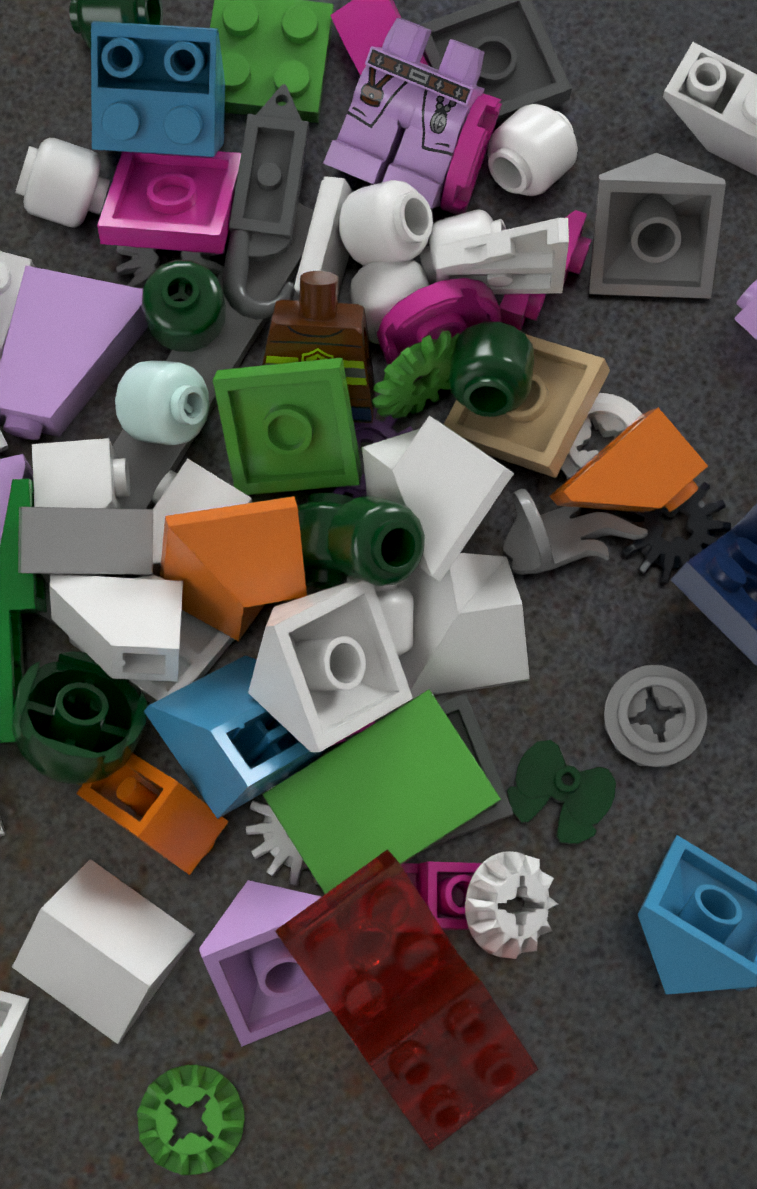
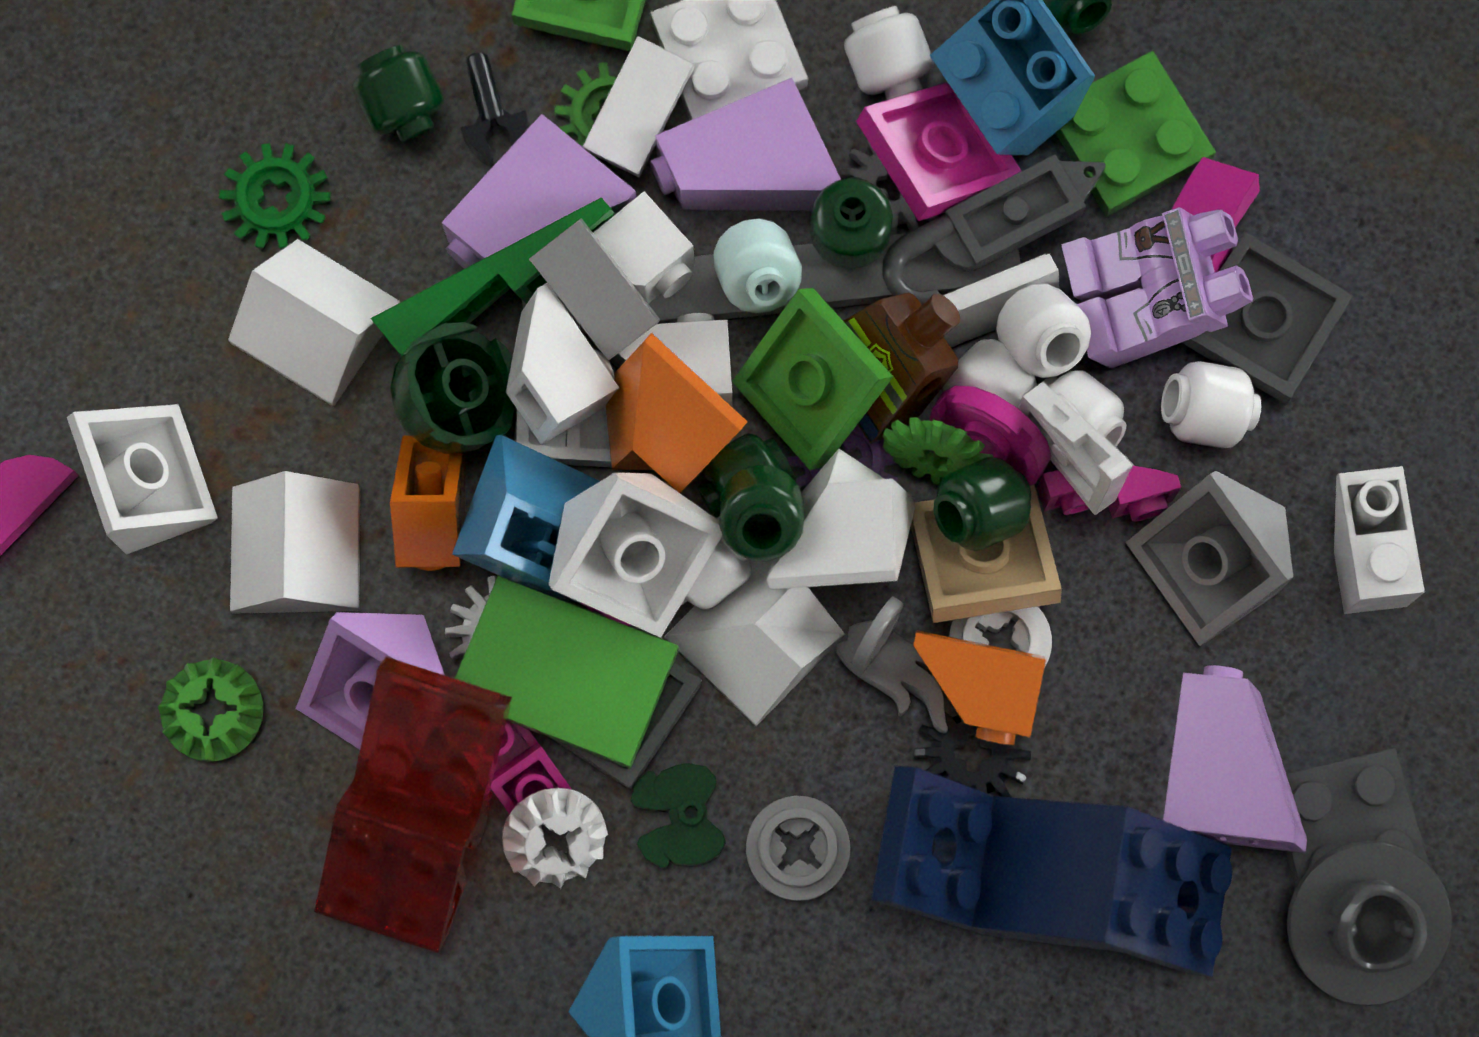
camera: 55 degrees right, 0 degrees up
(470, 154) = (1165, 354): dark pink tile -> none

